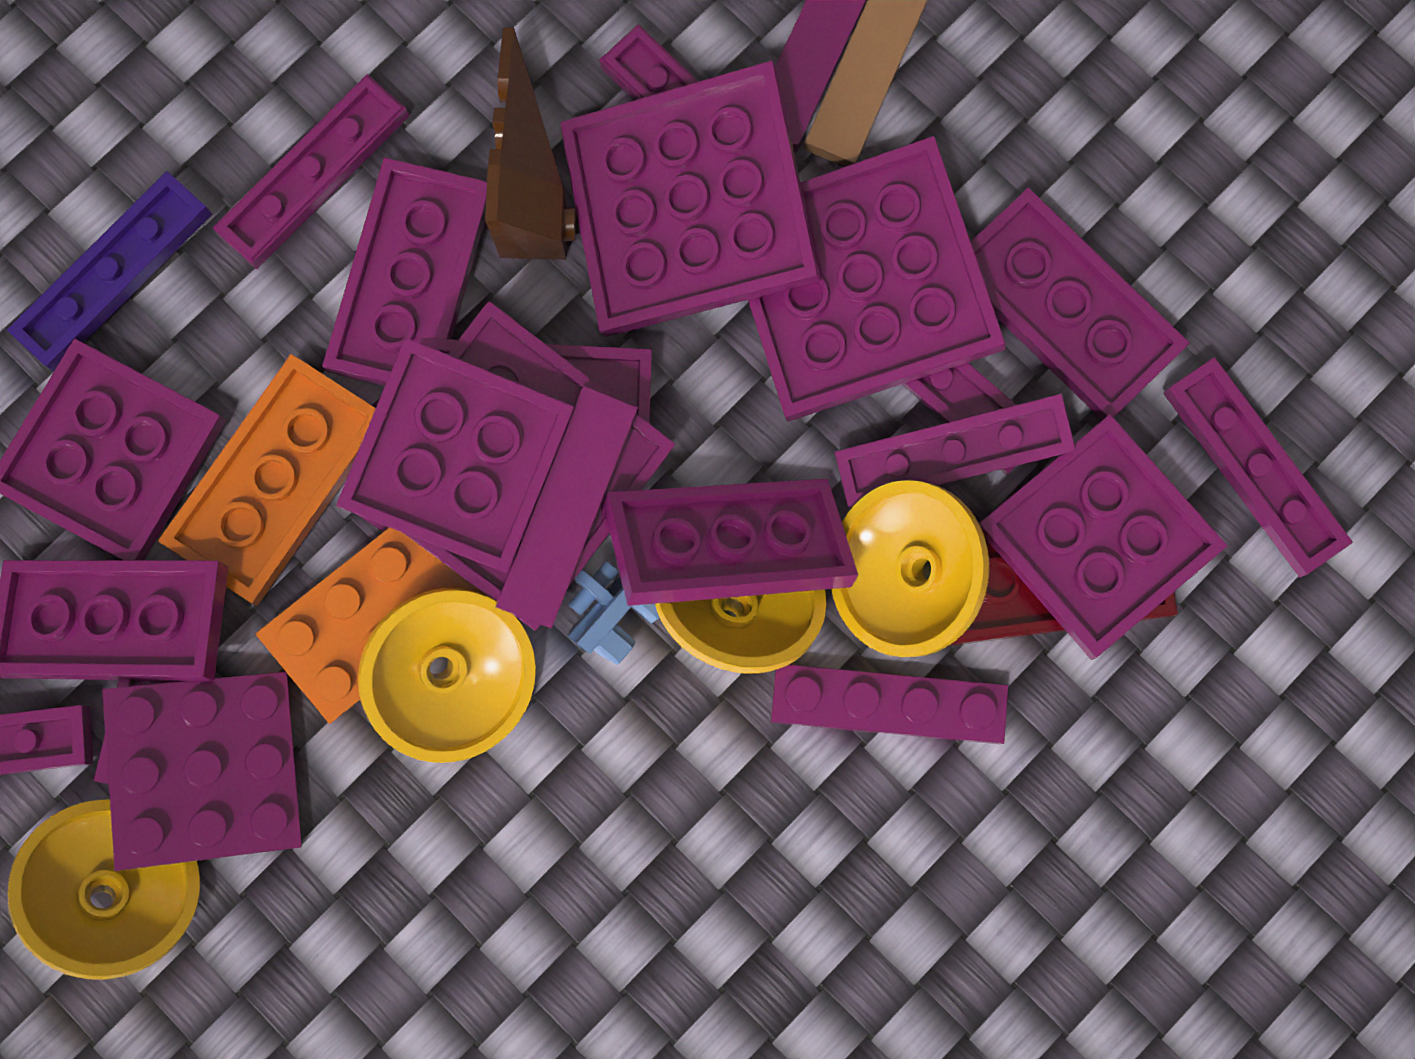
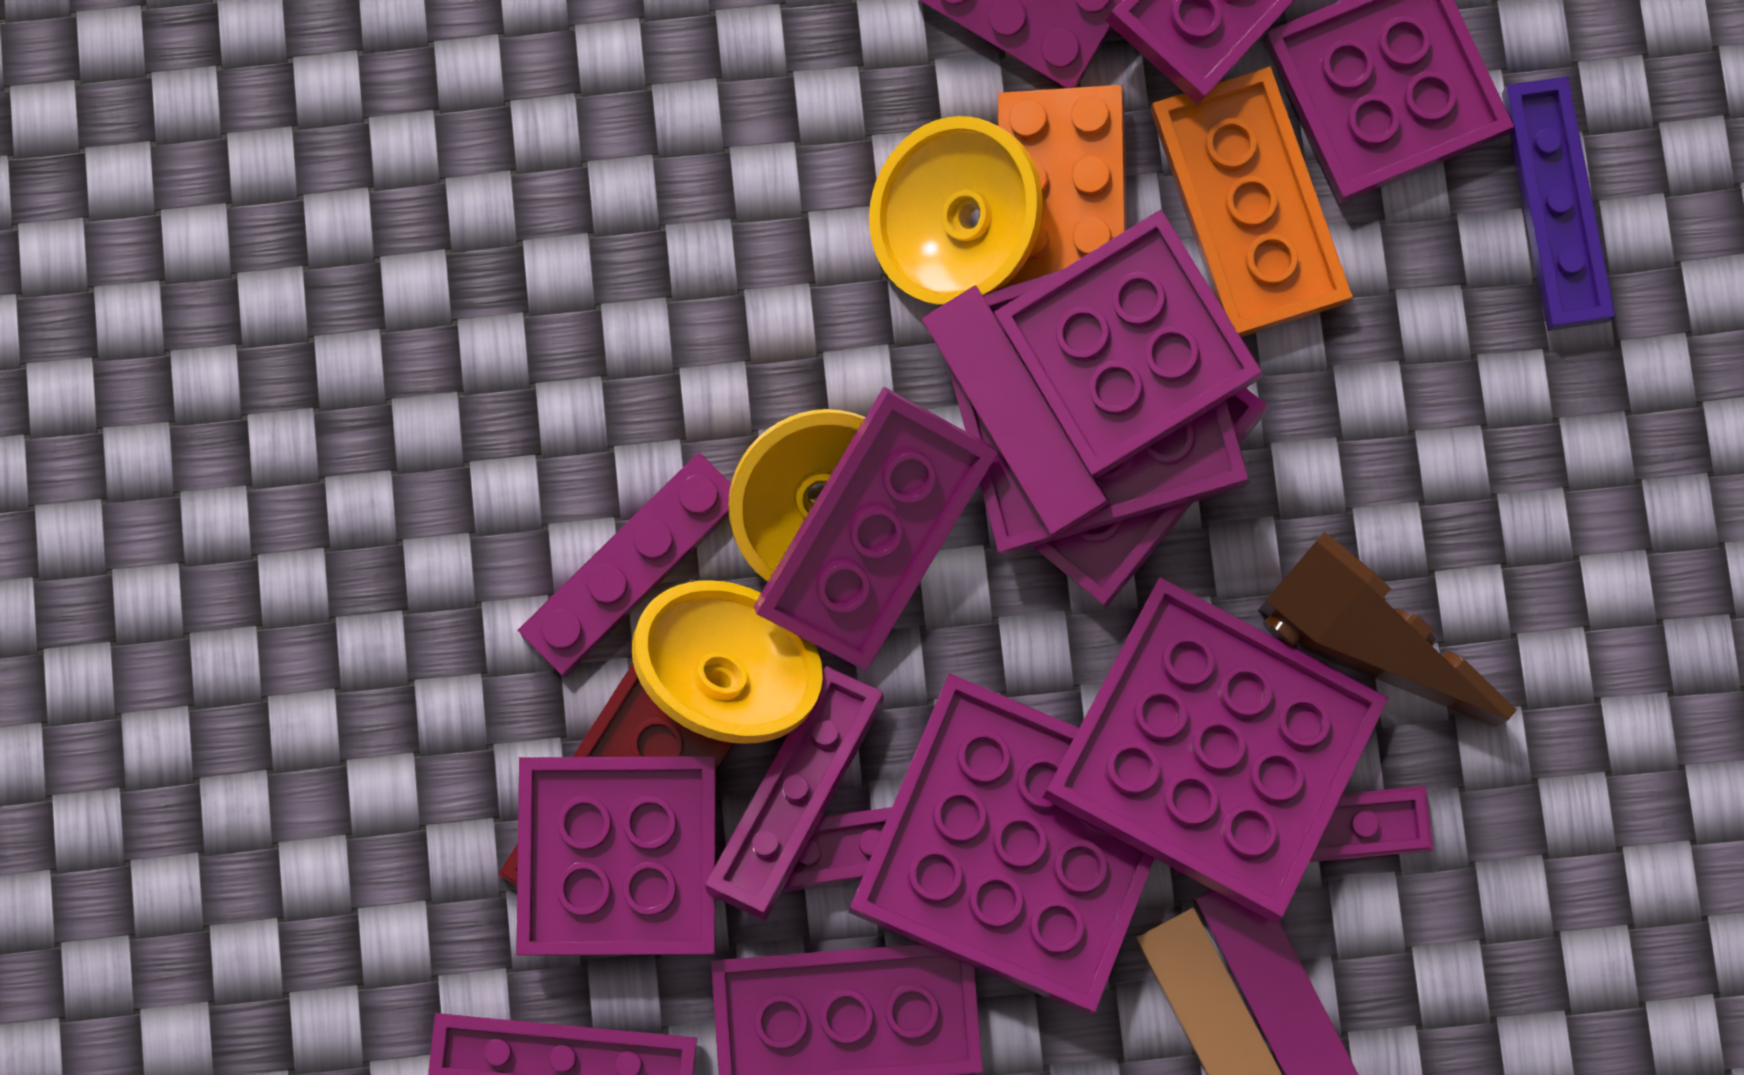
camera: 130 degrees right, 0 degrees up
(311, 171) = (1520, 448): magenta tile -> none
(406, 268) = (1352, 454): magenta plate -> none
(598, 627) = (899, 370): medium blue hips -> none

